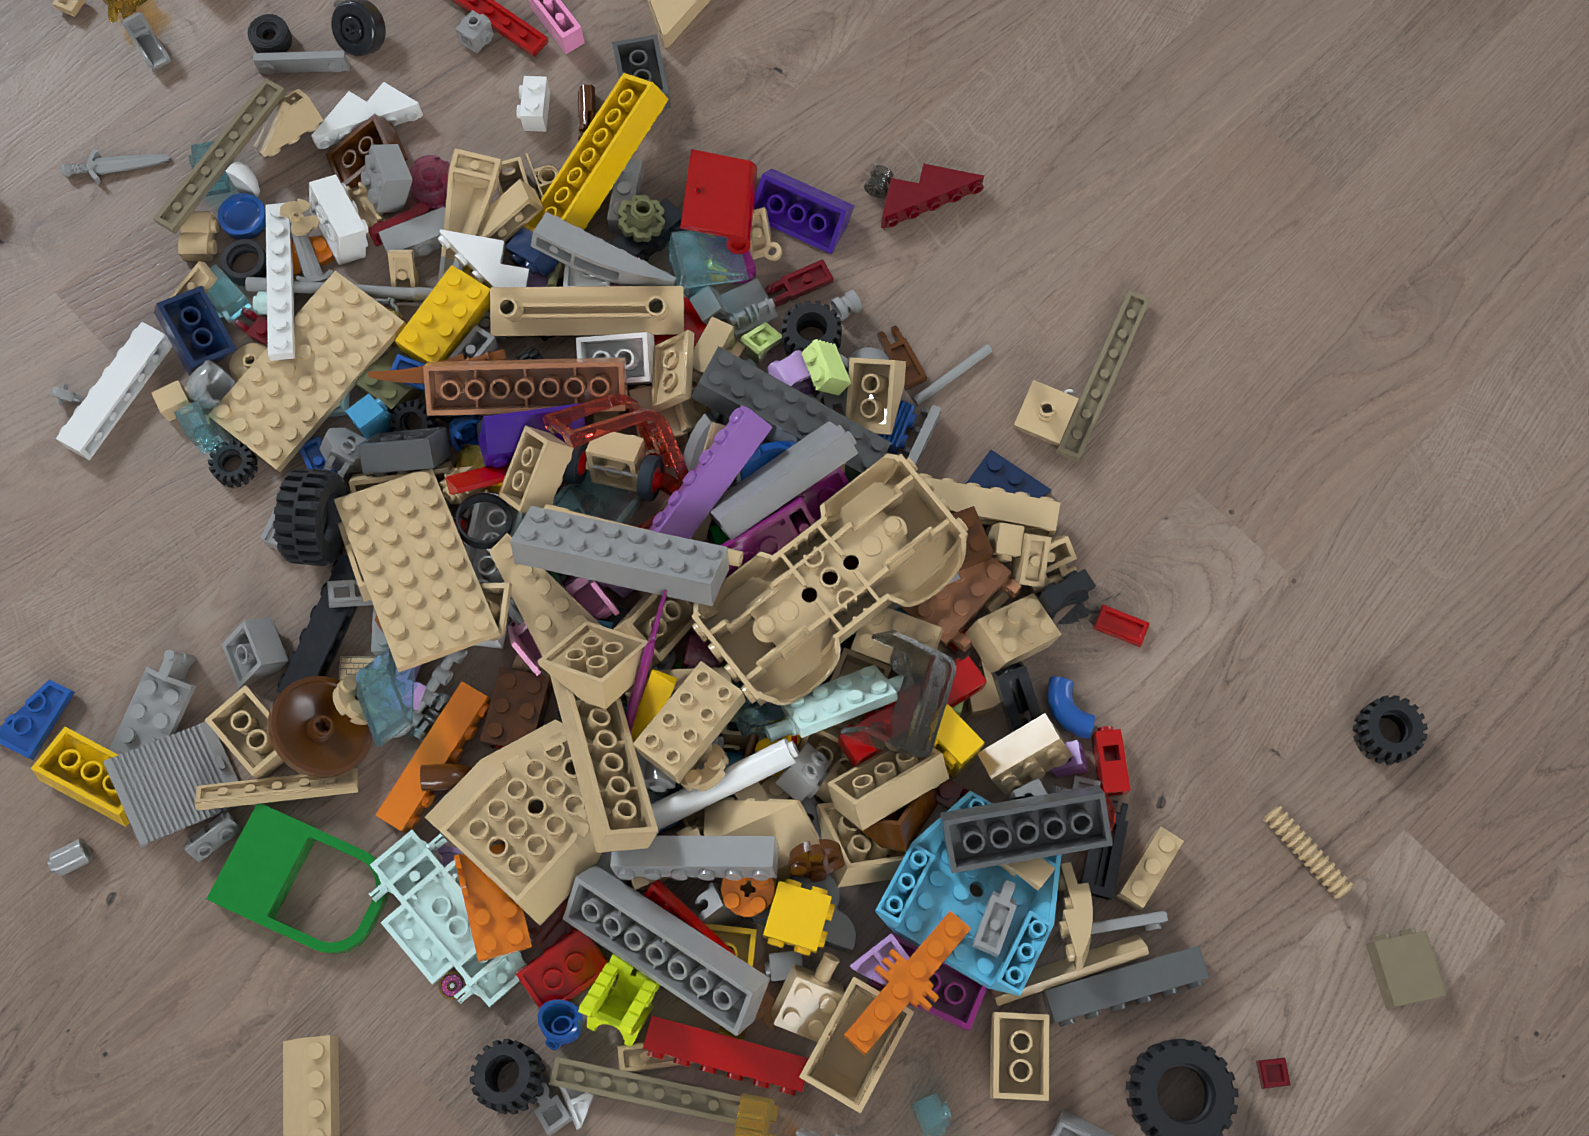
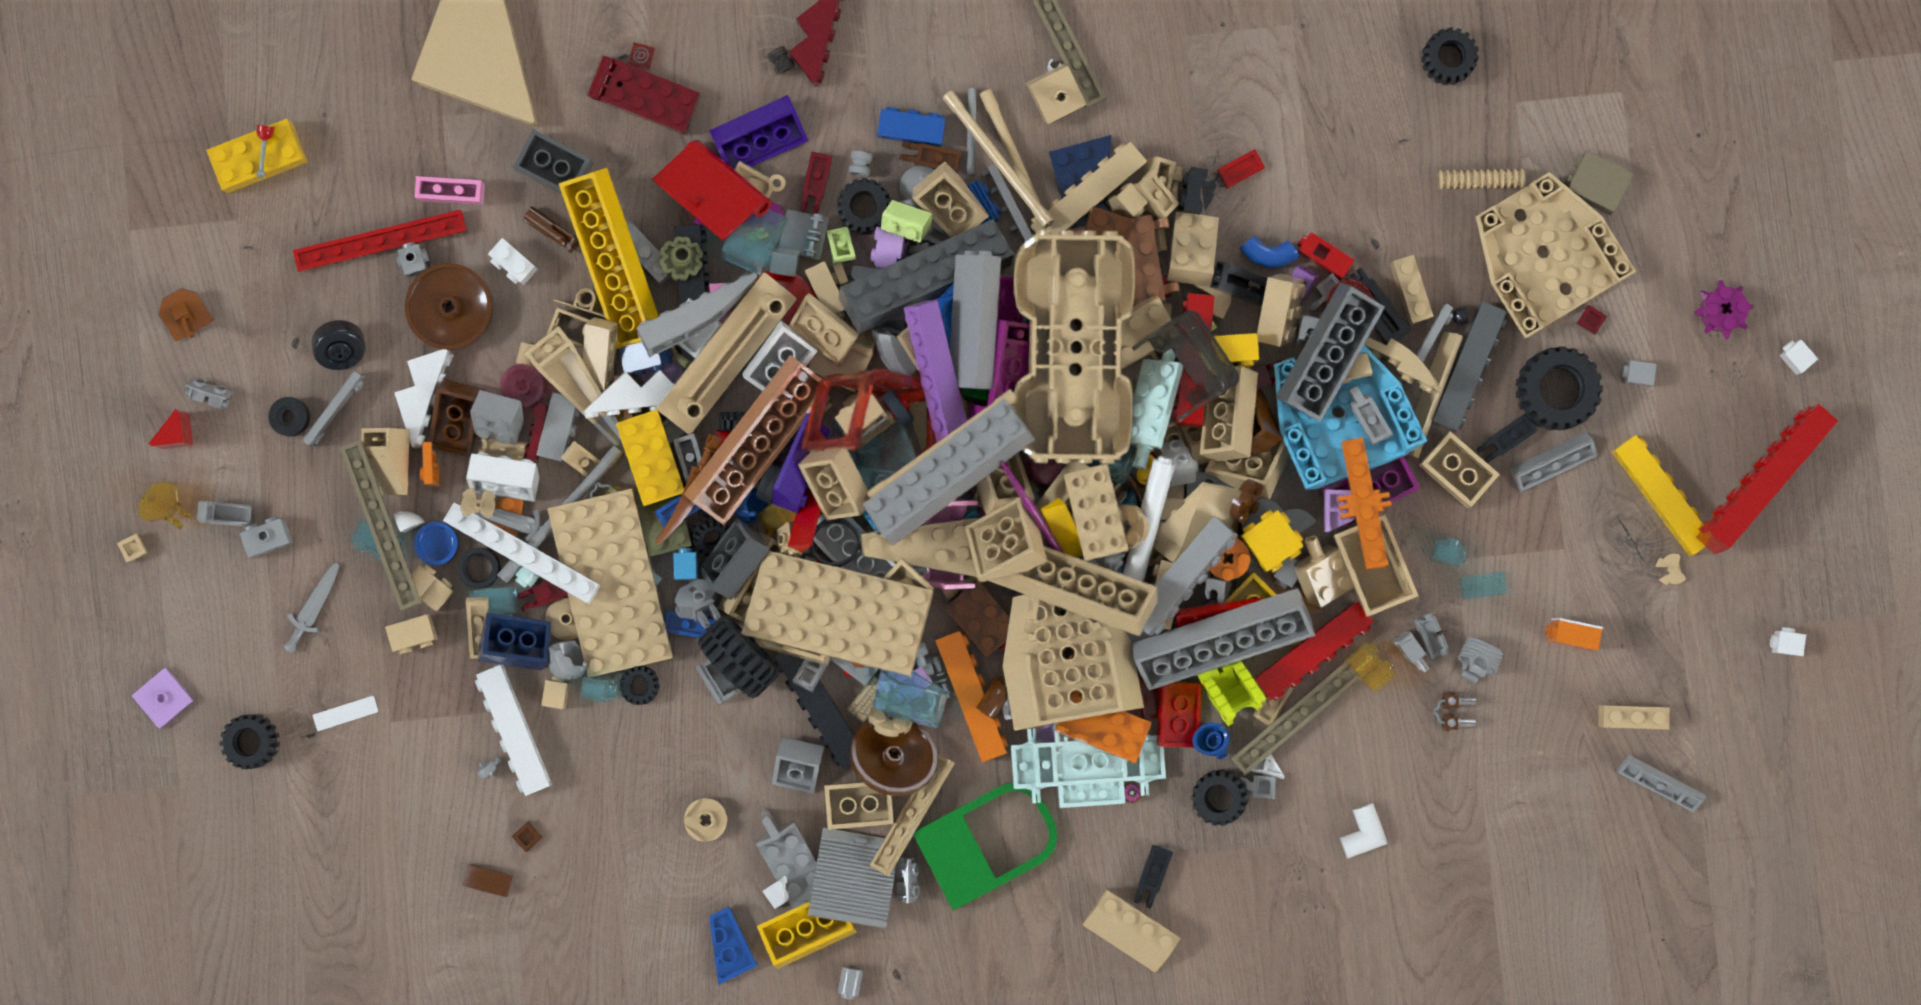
camera: 50 degrees left, 15 degrees up
(23, 472) = (527, 836): none -> reddish brown tile
(38, 253) = (345, 713): none -> white sticker
(113, 723) = (777, 893): none -> white tile
(145, 249) = (411, 633): none -> tan brick
(150, 87) = (266, 538): none -> light grey brick
(154, 621) = (693, 821): none -> tan plate
(303, 159) = (430, 471): none -> orange wing
(384, 1071) = (1153, 873): none -> black hinge
(456, 82) = (433, 293): none -> reddish brown dish
(760, 104) = (644, 94): none -> dark red hinge
(790, 80) = (641, 56): none -> clear red tile
(913, 321) = (911, 126): none -> blue brick
(962, 347) = (1037, 209): none -> tan piece
(987, 376) = (993, 109): none -> tan piece
(1092, 1083) = (1509, 437): none -> black hinge
(1166, 937) = (1460, 315): none -> black hinge
(1331, 1000) = (1578, 247): none -> tan wedge

